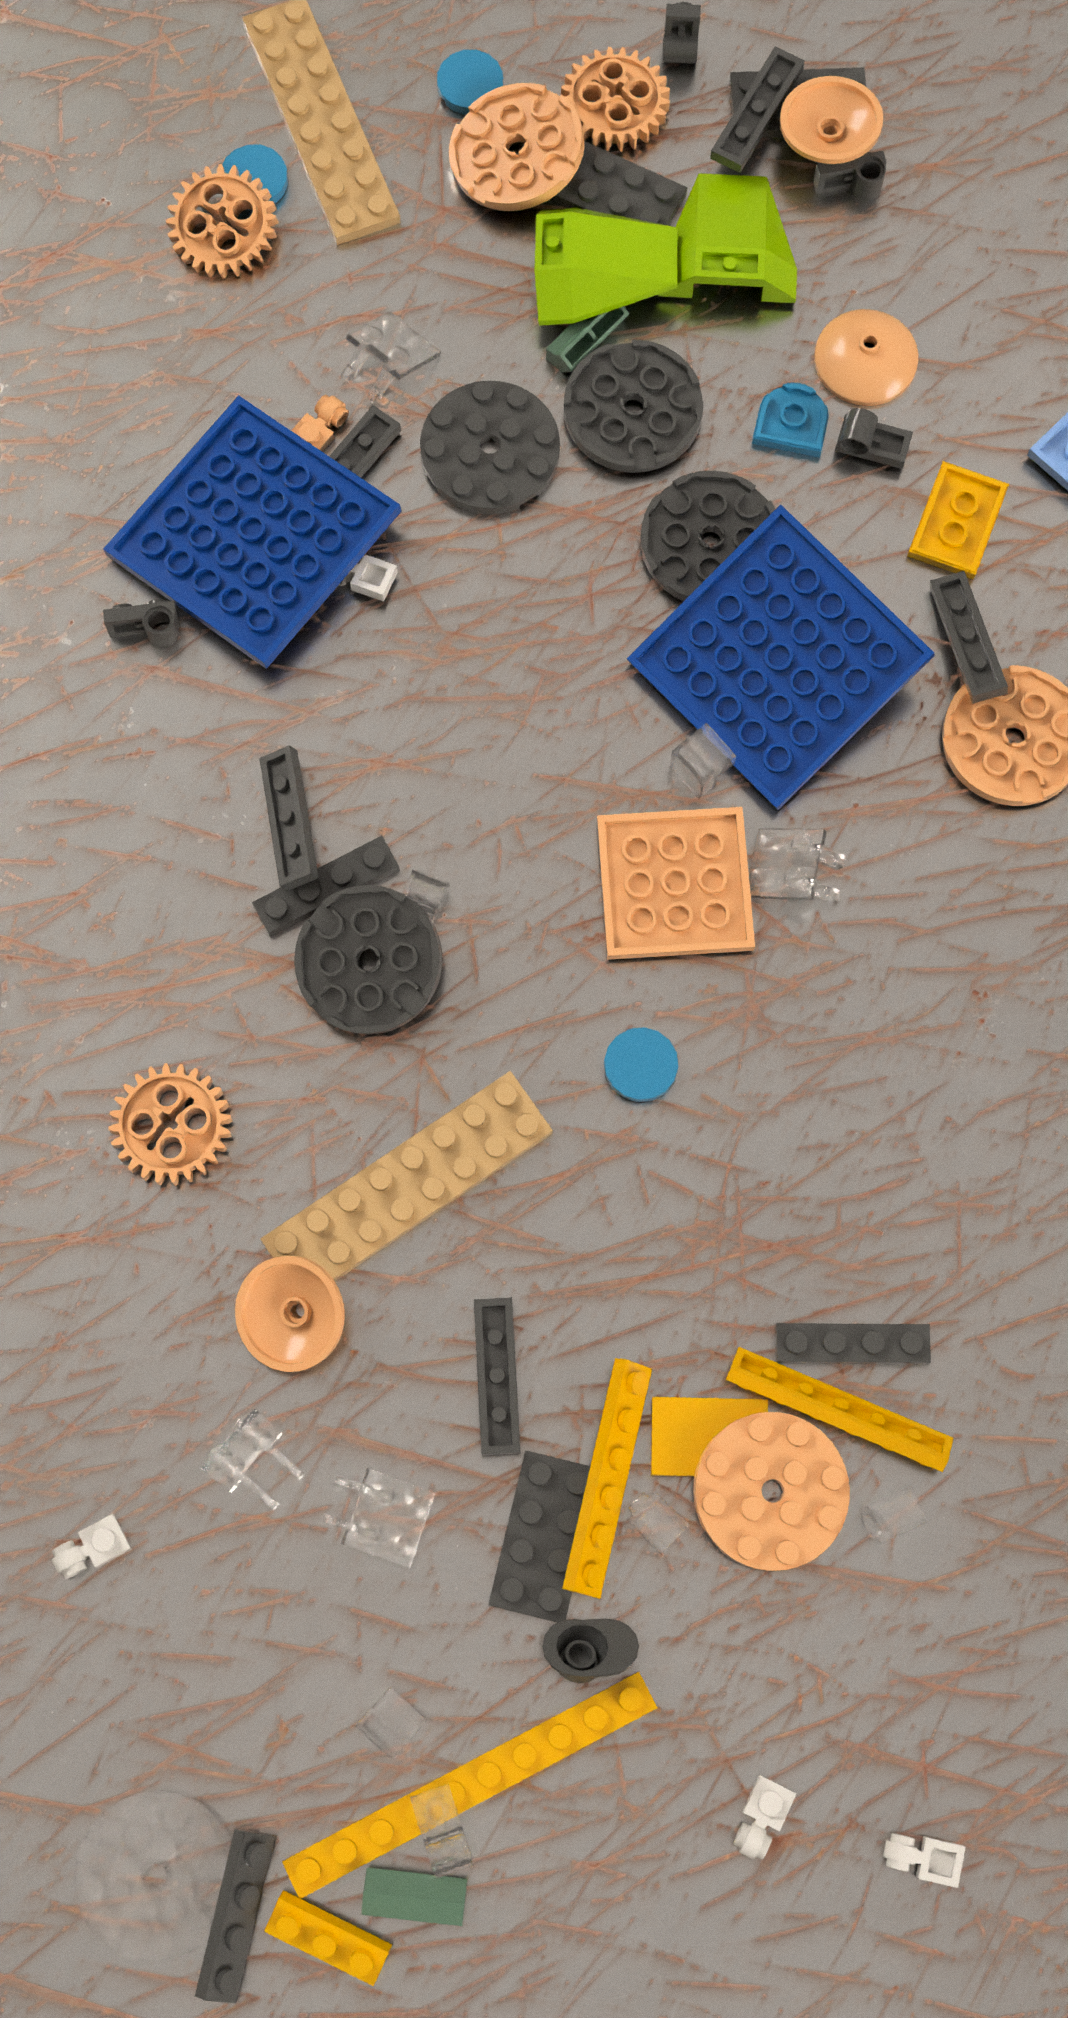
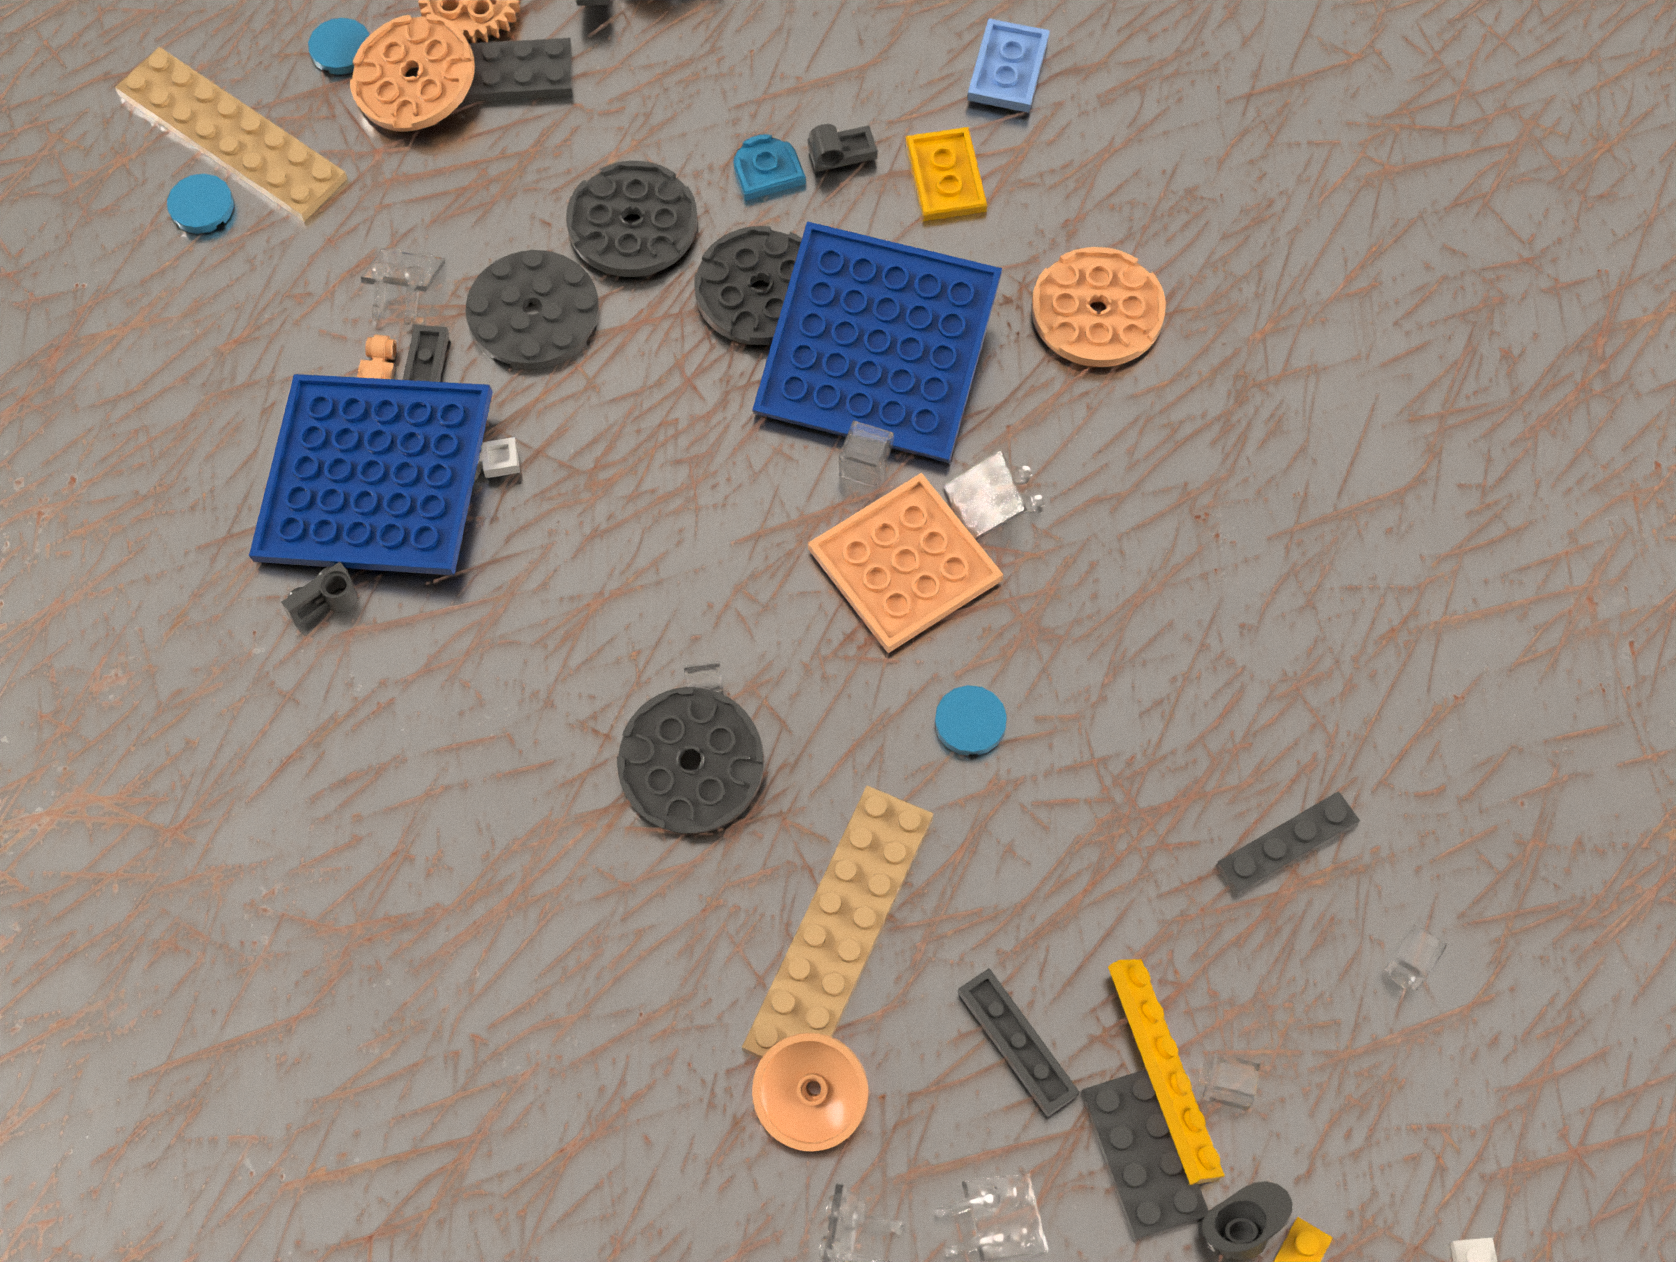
camera: 30 degrees left, 10 degrees down
(144, 1103) = (636, 999): light nougat gear -> none
(238, 195) = (197, 221): light nougat gear -> none
(288, 818) = (549, 685): dark grey plate -> none
(358, 867) = (603, 737): dark grey plate -> none
(582, 338) = (558, 183): sand green piece -> none
(599, 263) = (538, 124): lime wedge -> none
(687, 1425) = (1224, 988): yellow tile -> none
(732, 1501) = (1295, 1037): light nougat plate -> none
(734, 238) = (627, 55): lime wedge -> none
(840, 1409) = (1314, 899): yellow plate -> none
(863, 373) = (797, 103): light nougat dish -> none
(937, 1859) = (1637, 1219): white plate -> none
(968, 637) = (1015, 251): dark grey plate -> none

